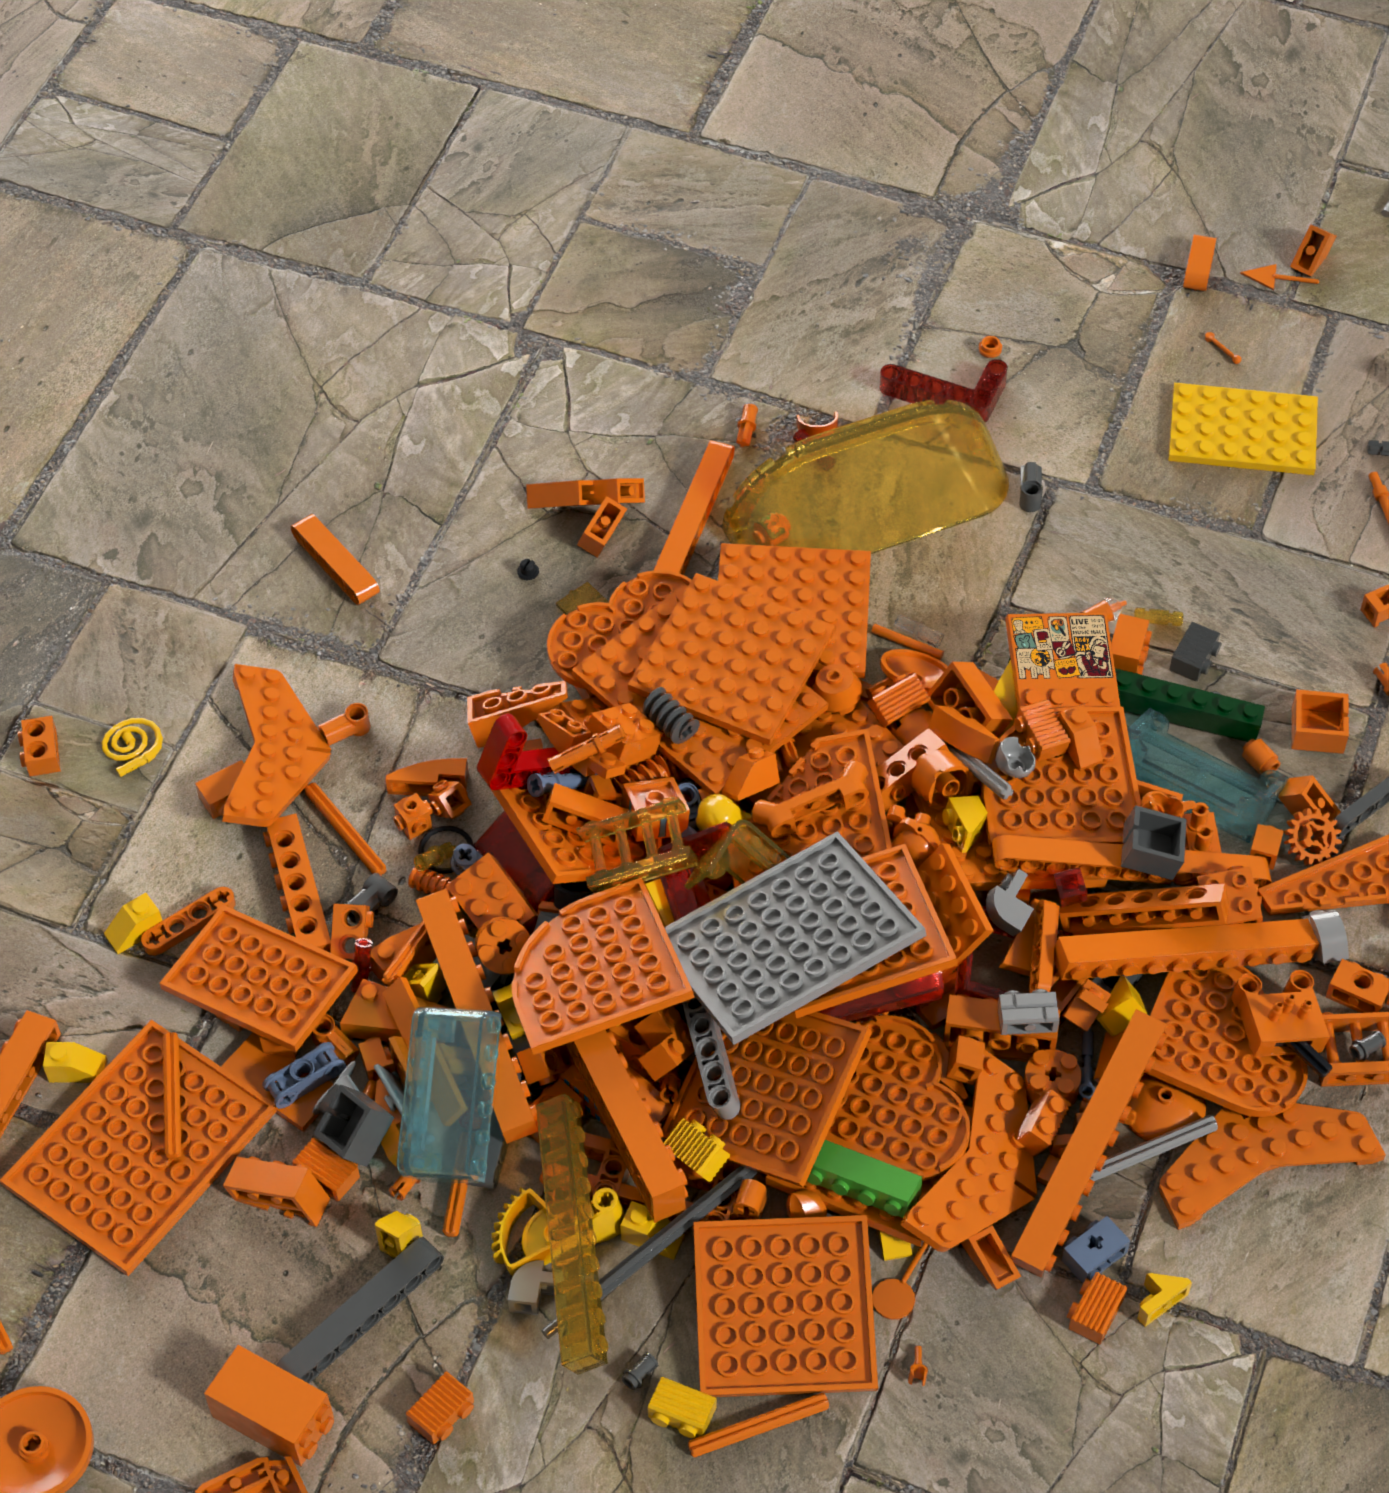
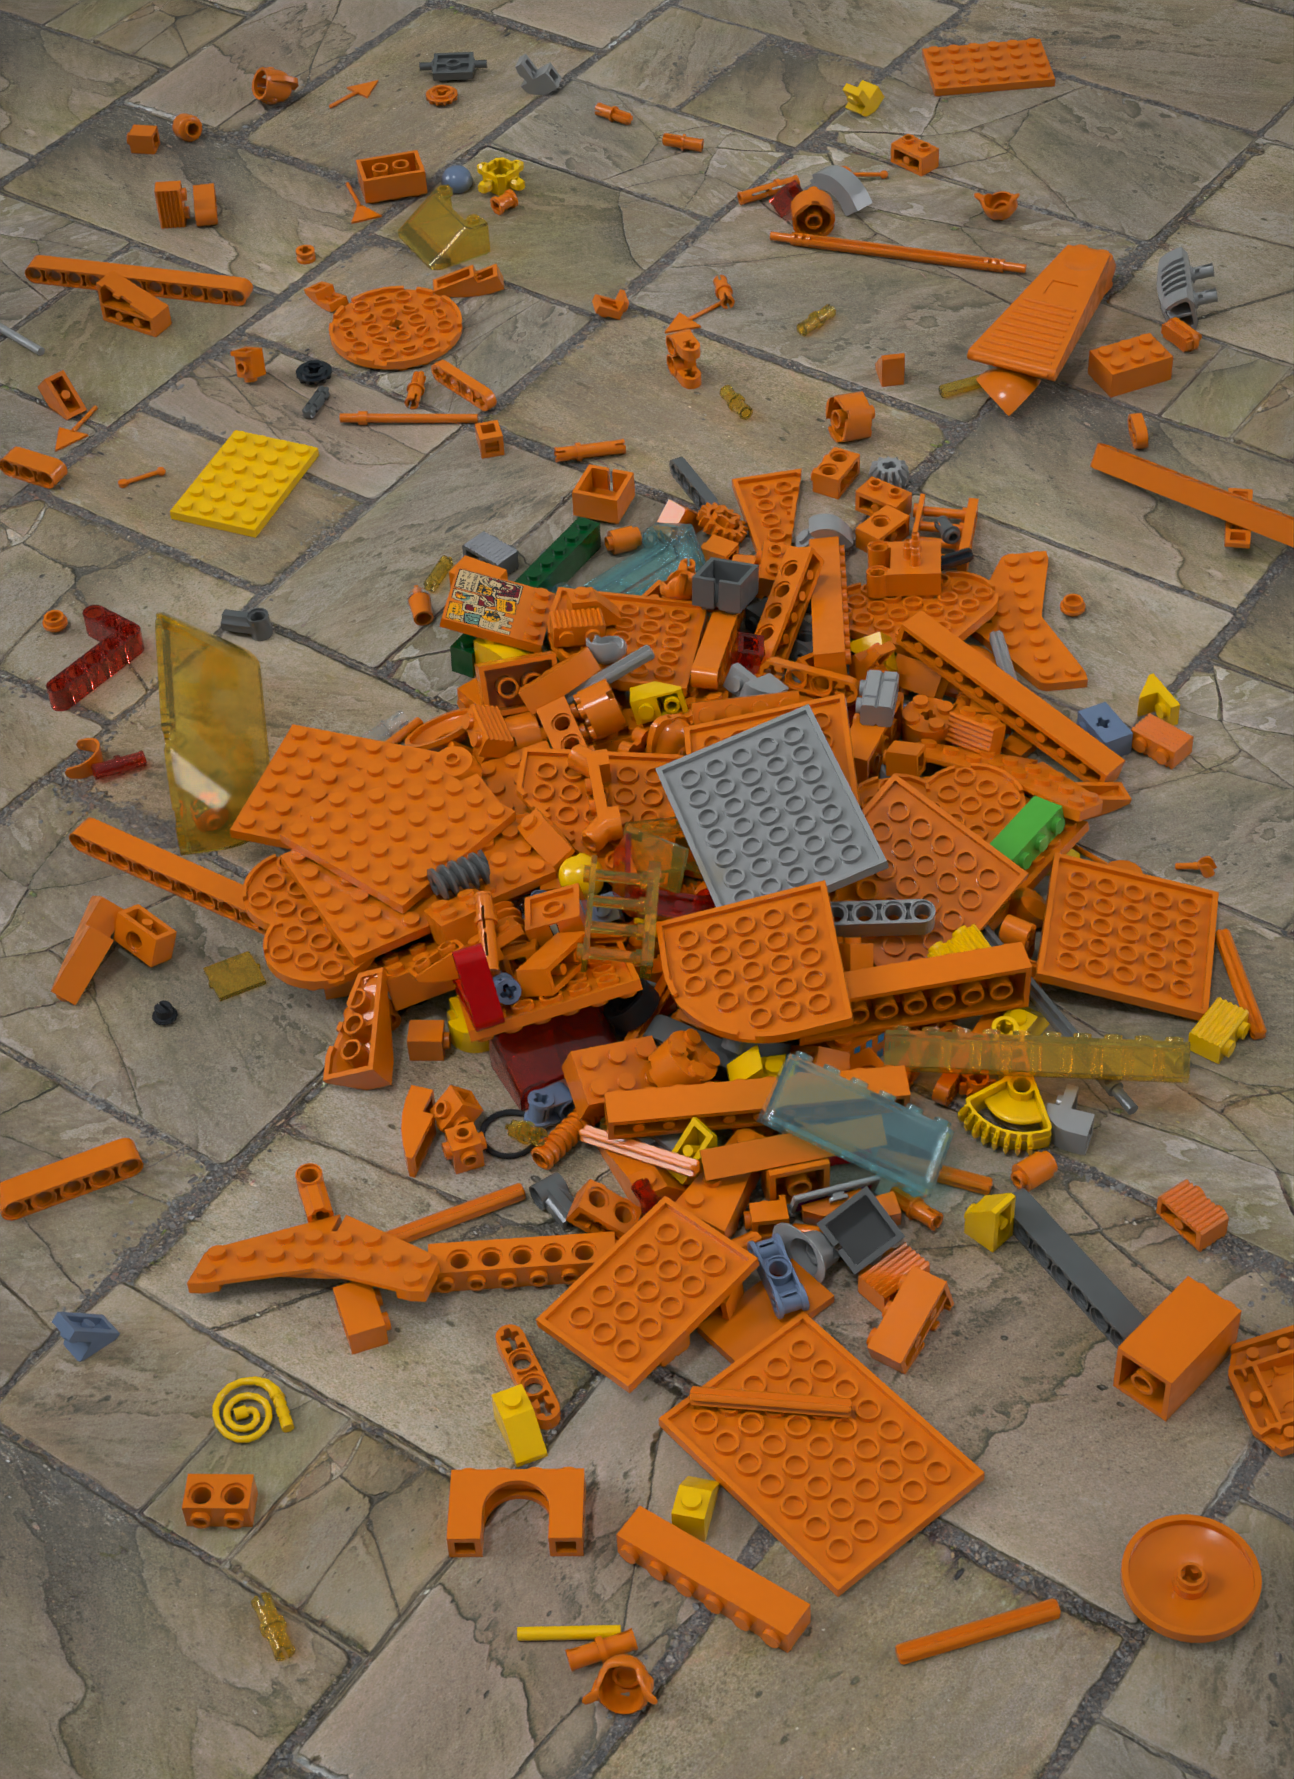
camera: 75 degrees left, 10 degrees down
(70, 968) = (479, 1491): none -> orange arch
(184, 614) = (84, 1333): none -> sand blue slope
(469, 1265) = (1033, 1170): none -> orange brick
(746, 425) = (57, 810): orange axle -> none
(1301, 1195) = (1072, 605): none -> orange plate

